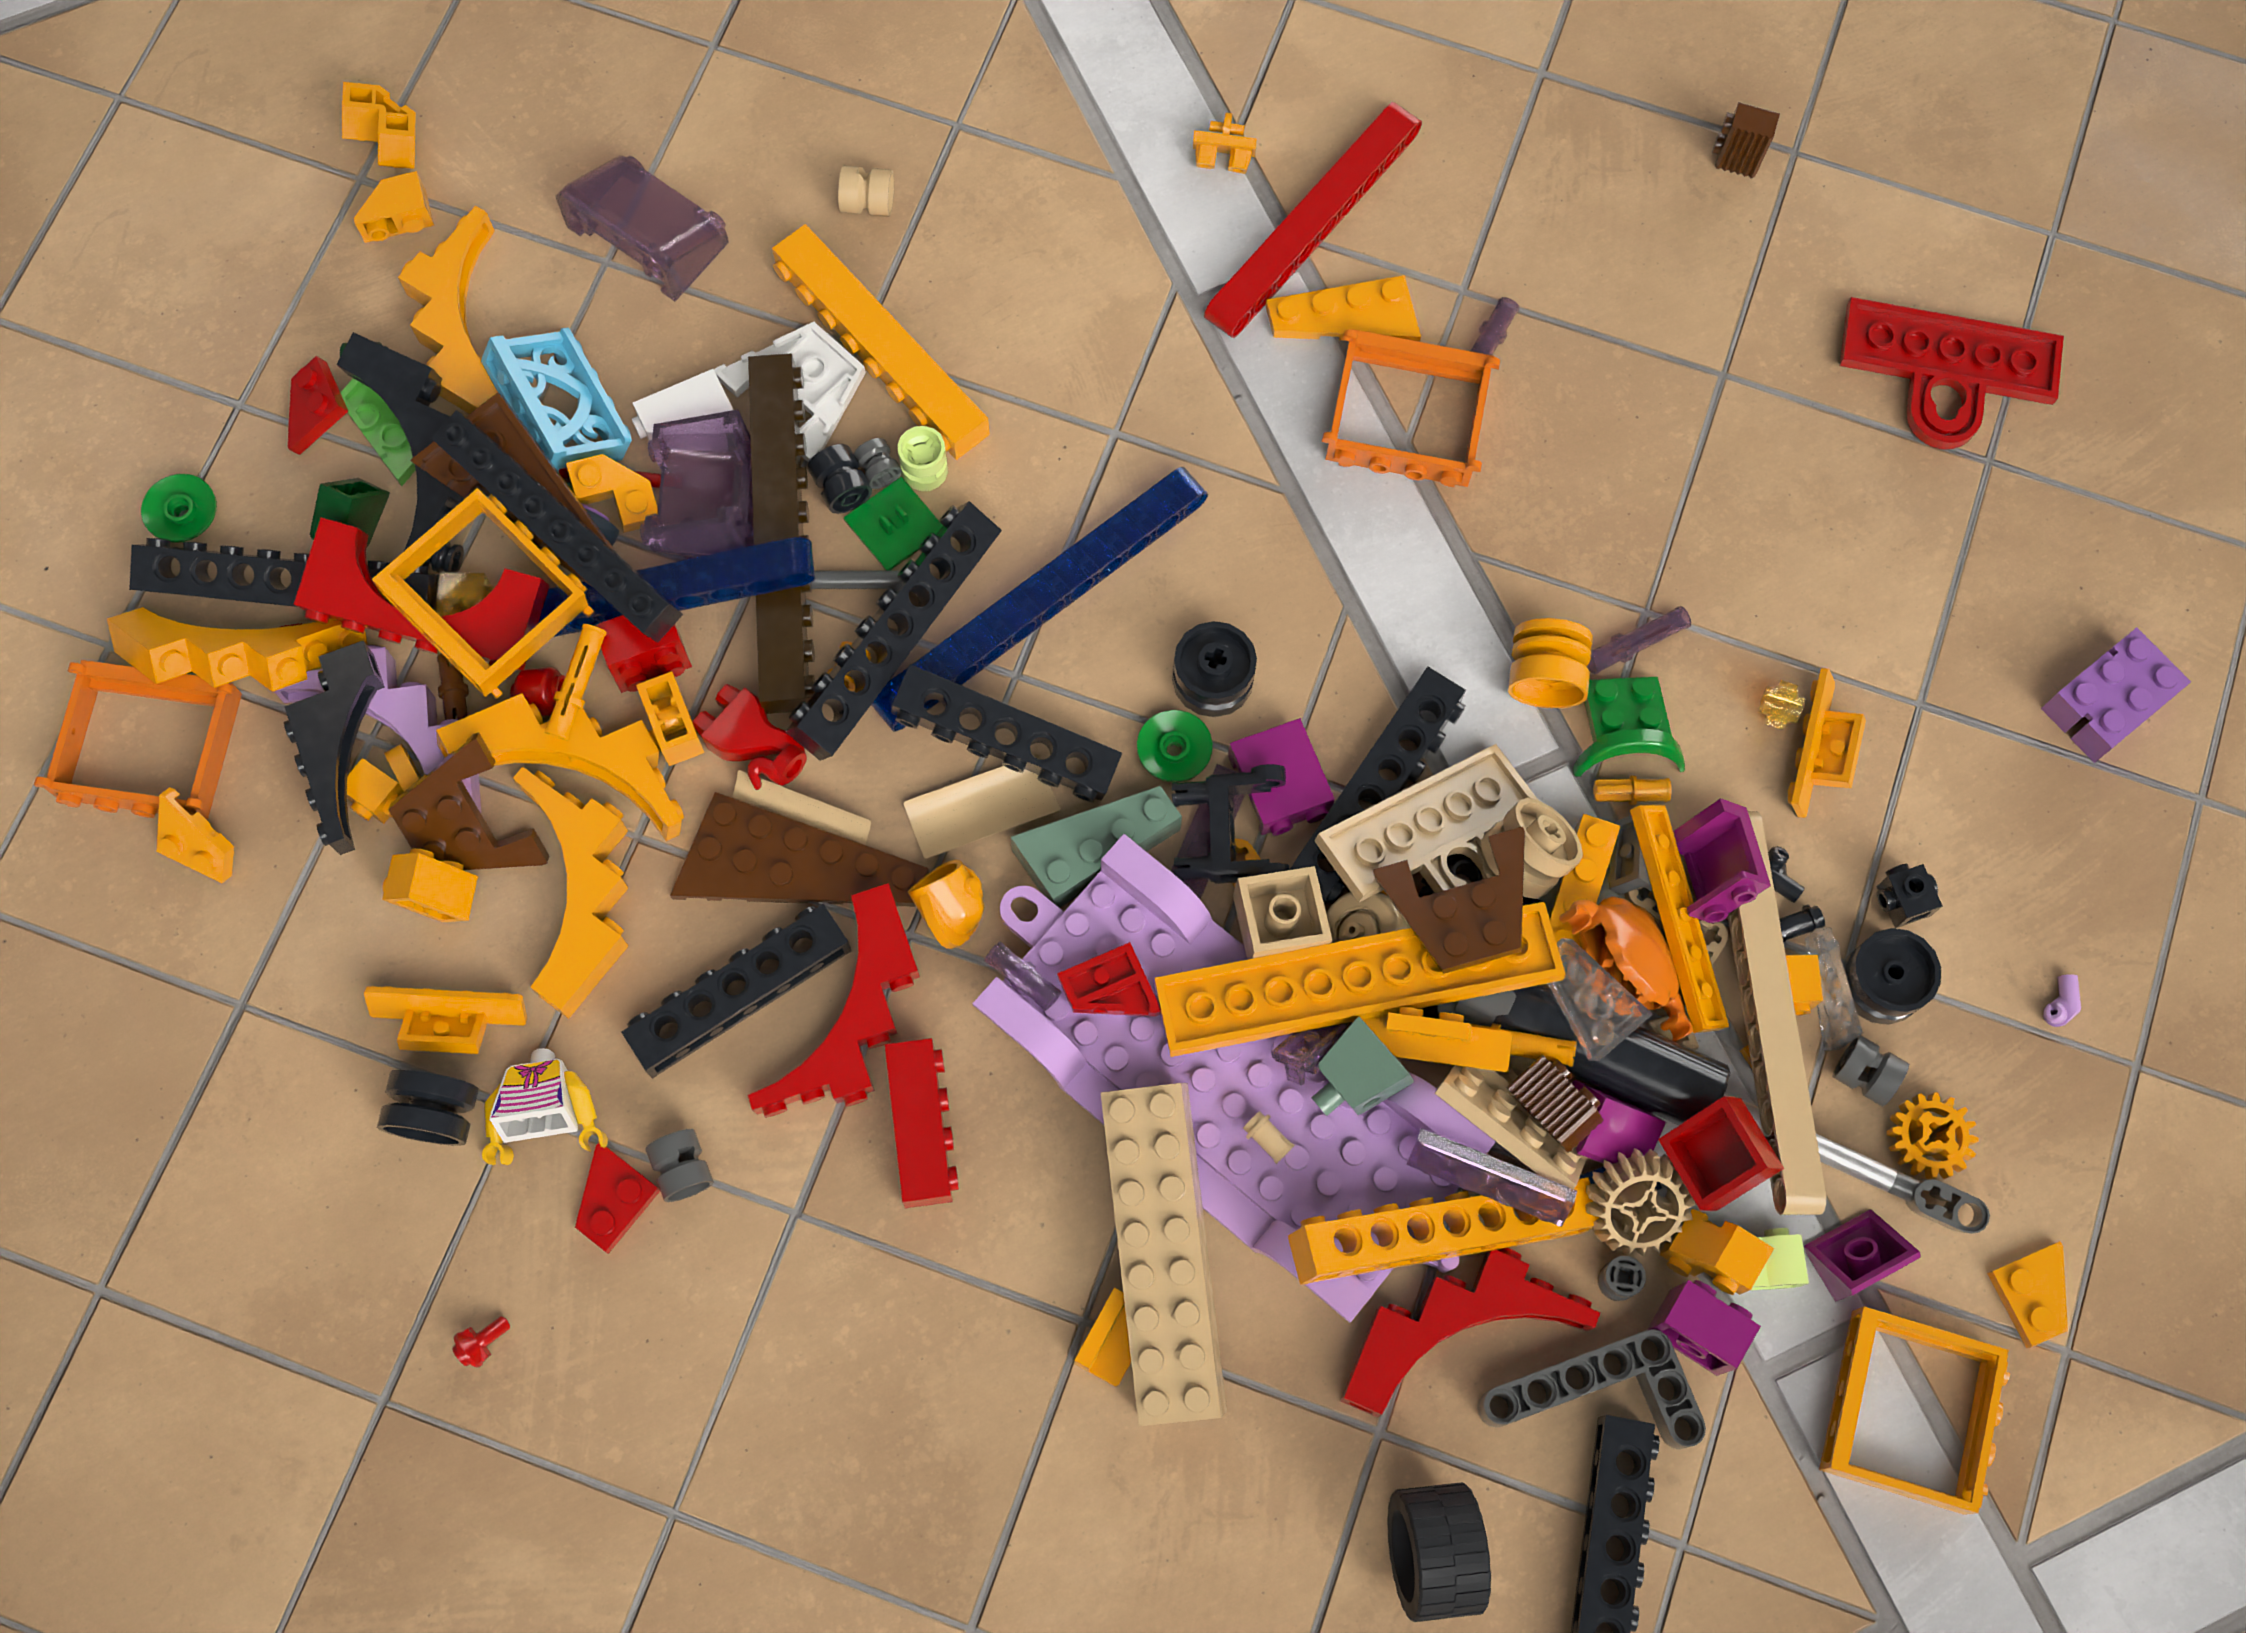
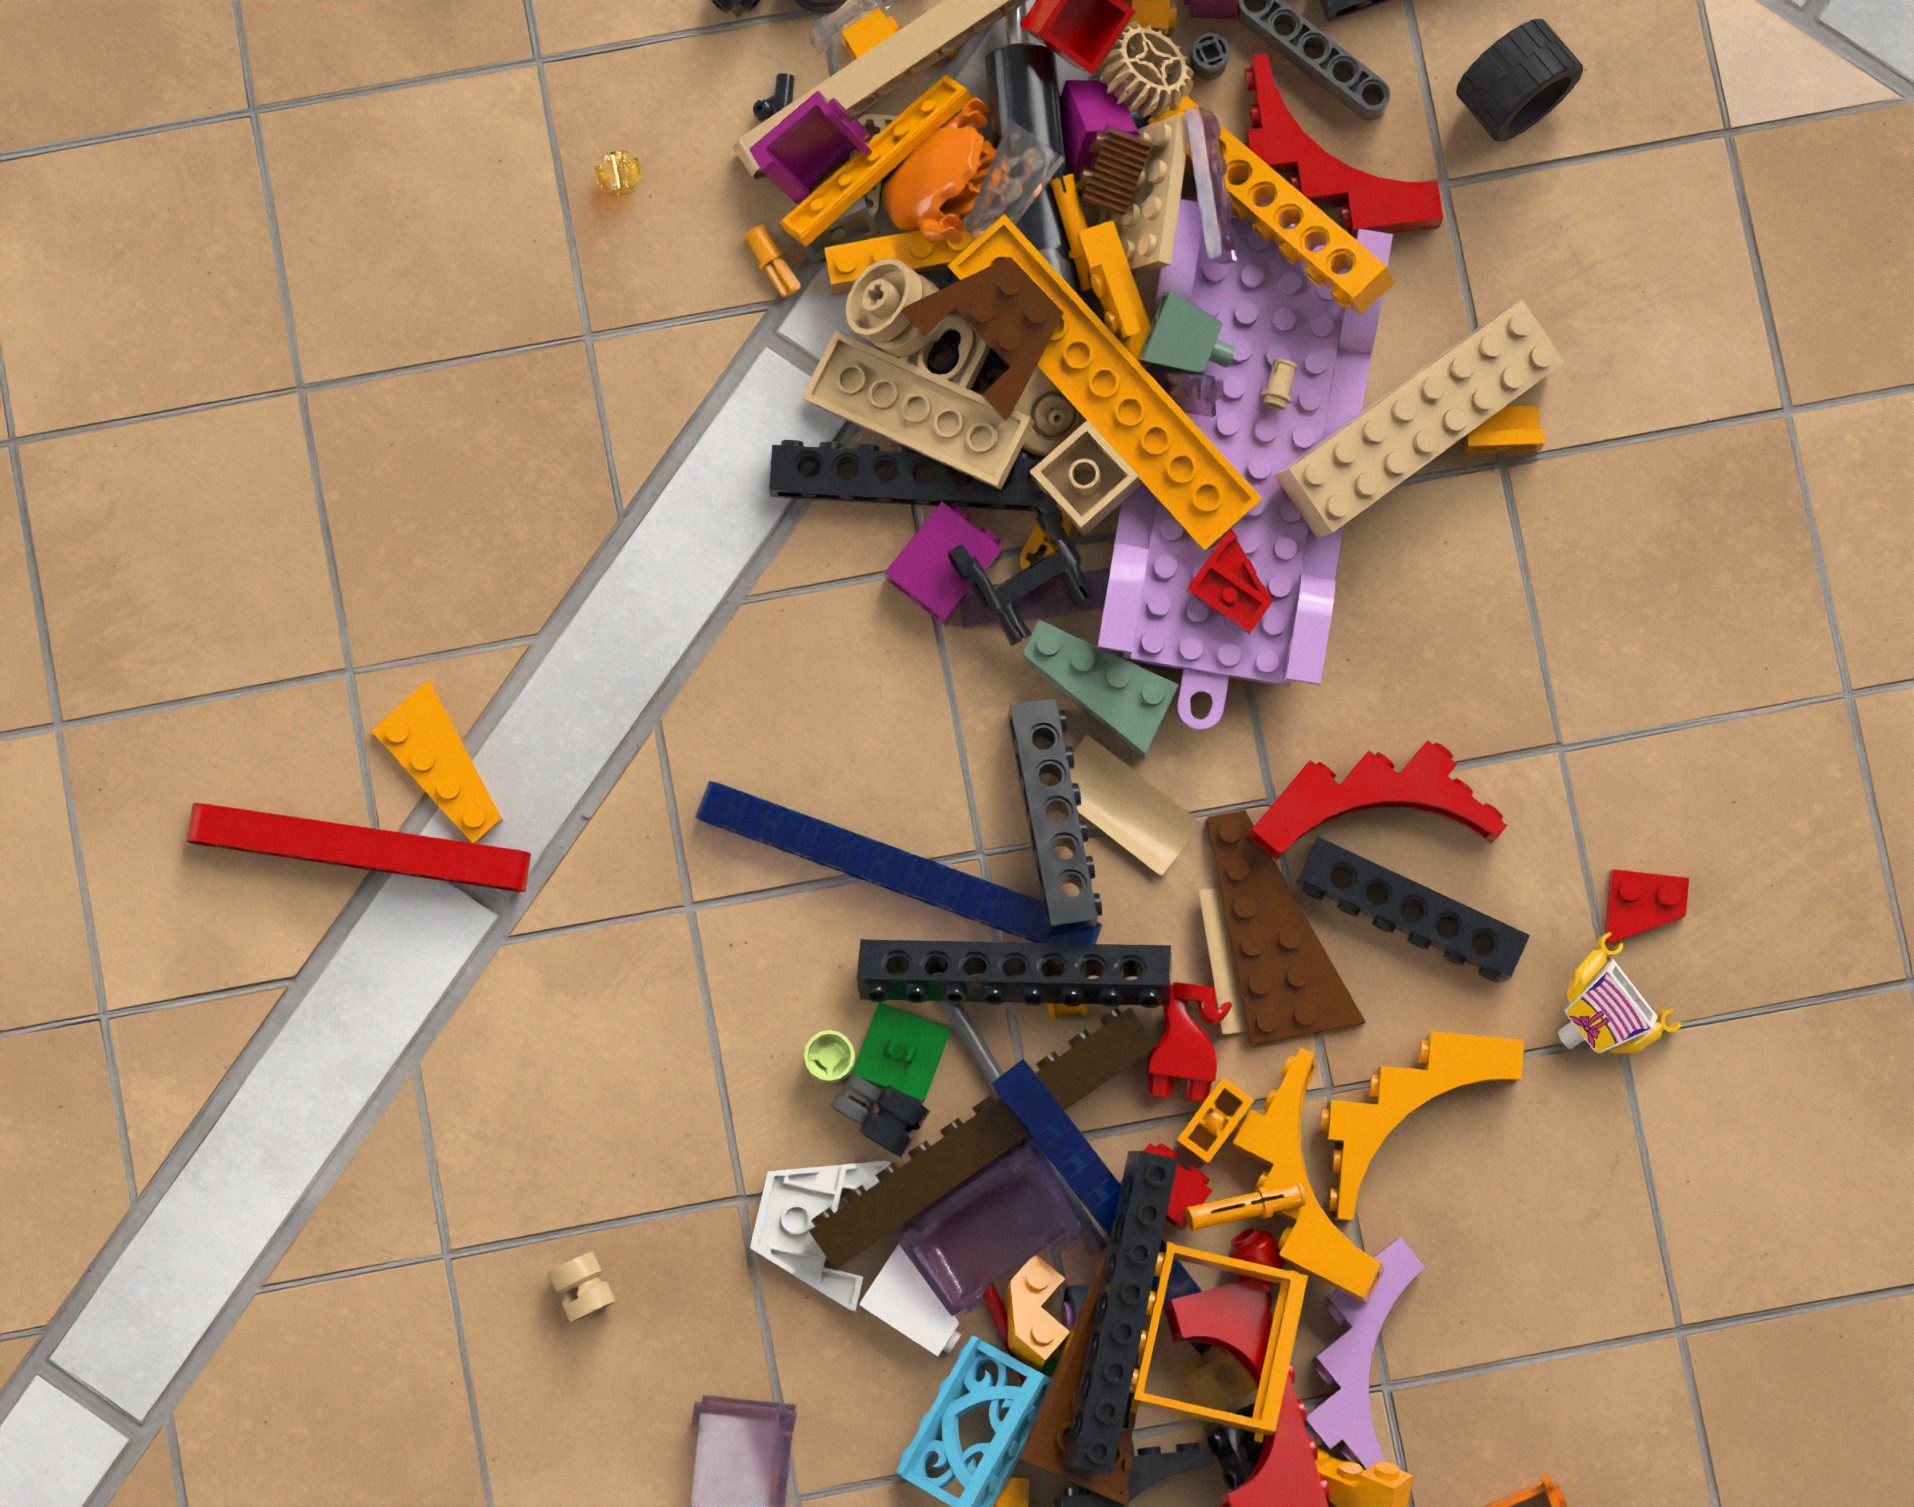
camera: 120 degrees left, 10 degrees up
(192, 839) = (1576, 1465): light orange wing -> none
(326, 732) = (1421, 1405): black arch -> none
(371, 791) = (1436, 1340): light orange brick -> none
(402, 766) = (1403, 1320): light orange beam -> none
(427, 1107) = (1672, 1093): black wheel -> none
(430, 886) = (1491, 1226): light orange brick -> none
(444, 819) = (1429, 1243): reddish brown wing -> none
(444, 1018) = (1590, 1139): light orange bracket -> none
(448, 559) = (1183, 1431): black bush -> none
(452, 690) = (1310, 1332): reddish brown pin -> none
(472, 1346) = (1829, 932): red plate -> none
(679, 1165) = (1586, 859): dark grey wheel -> none
(880, 341) = (730, 1176): light orange brick -> none
(919, 1123) = (1431, 685): red brick -> none
(950, 902) = (1232, 770): light orange helmet -> none
(1022, 976) = (1267, 662): clear purple pin -> none
(1179, 730) = (964, 651): green dish -> none
(1209, 143) = (323, 961): light orange hips -> none
(1214, 669) = (879, 652): black wheel -> none
(1423, 359) = (456, 664): orange window -> none
(1494, 330) = (385, 616): clear purple pin -> none
(1550, 663) = (703, 385): light orange wheel -> none
(1624, 646) = (637, 335): clear purple pin -> none
(1627, 719) = (713, 296): green piece -> none
(1745, 139) = (43, 484): reddish brown brick -> none
(1801, 922) = (812, 62): black pin -> none
(1828, 748) = (633, 114): light orange bracket -> none
(1952, 352) = (162, 191): red plate -> none

